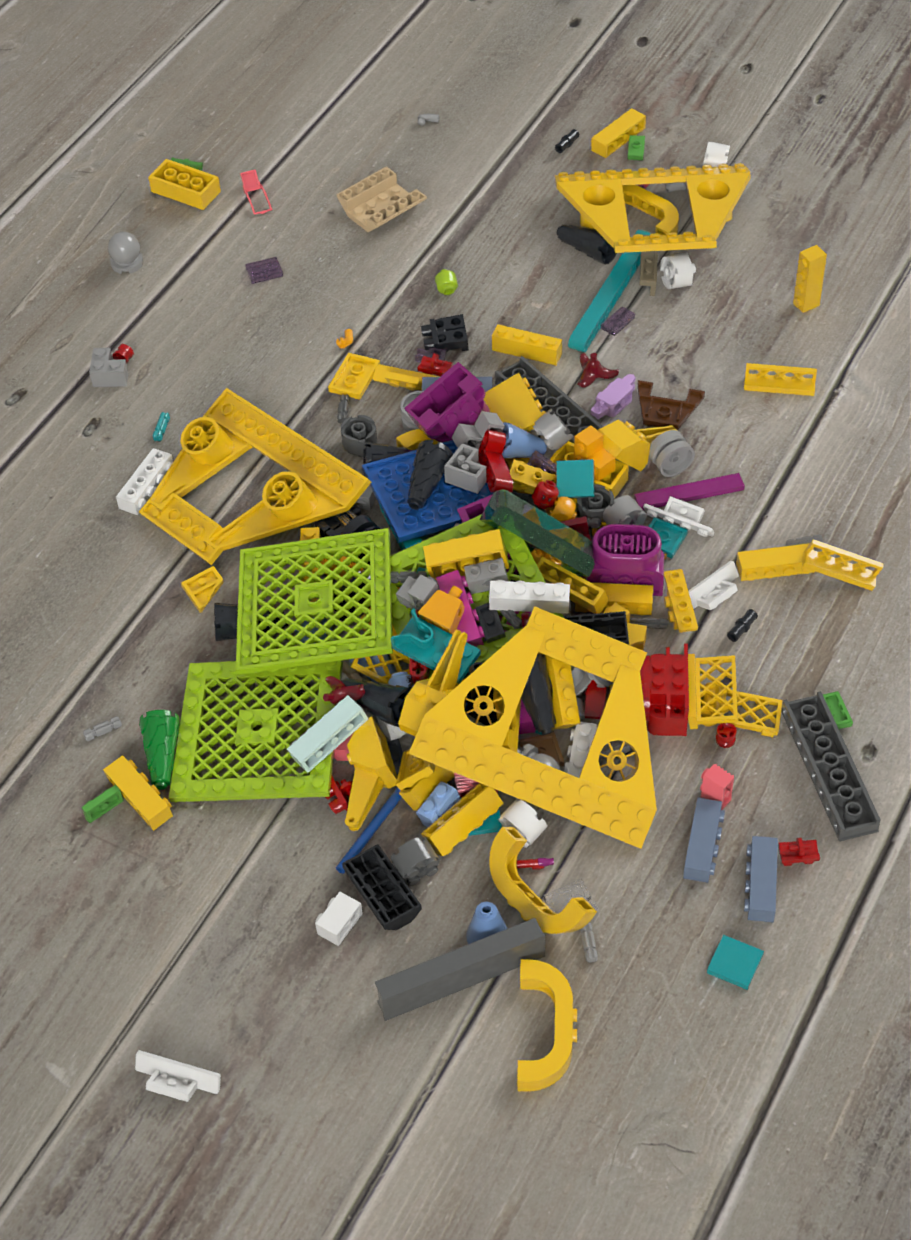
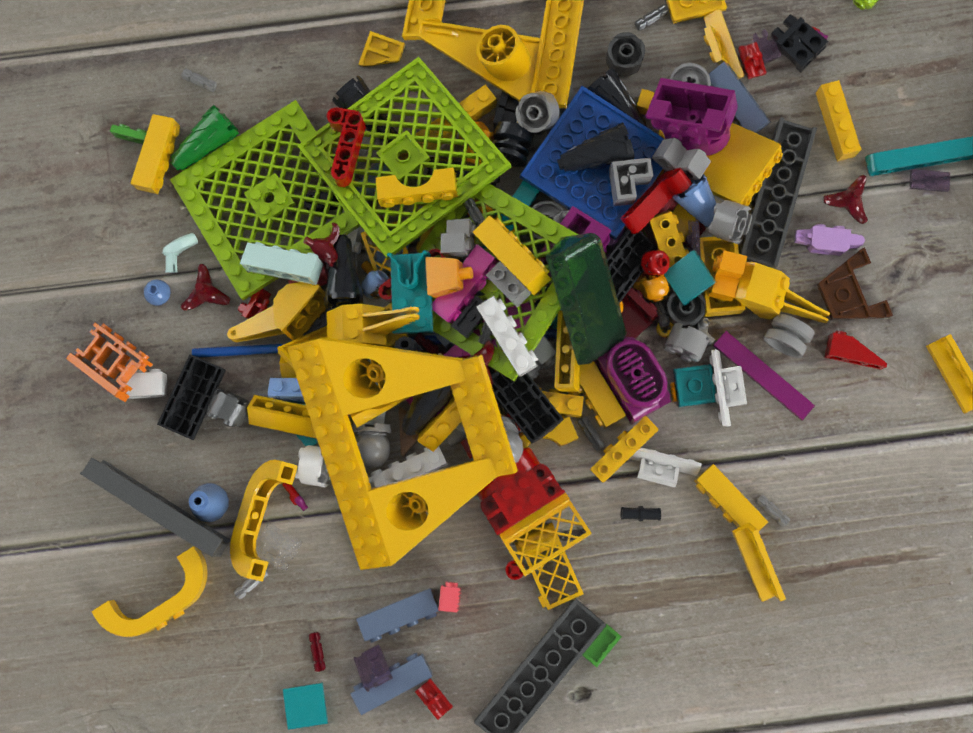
camera: 55 degrees right, 30 degrees up
(234, 828) = (175, 248): none -> light aqua arm
(259, 616) = (346, 148): none -> red beam
(260, 867) = (157, 292): none -> medium blue brick
(292, 829) = (204, 291): none -> dark red piece
(303, 940) = (100, 373): none -> orange fence
(341, 612) = (440, 186): none -> yellow arch
(354, 487) = (545, 104): none -> light grey brick
(691, 924) = (317, 651): none -> dark red axle
(714, 428) = (850, 350): none -> red slope
(738, 881) = (373, 668): none -> clear purple plate

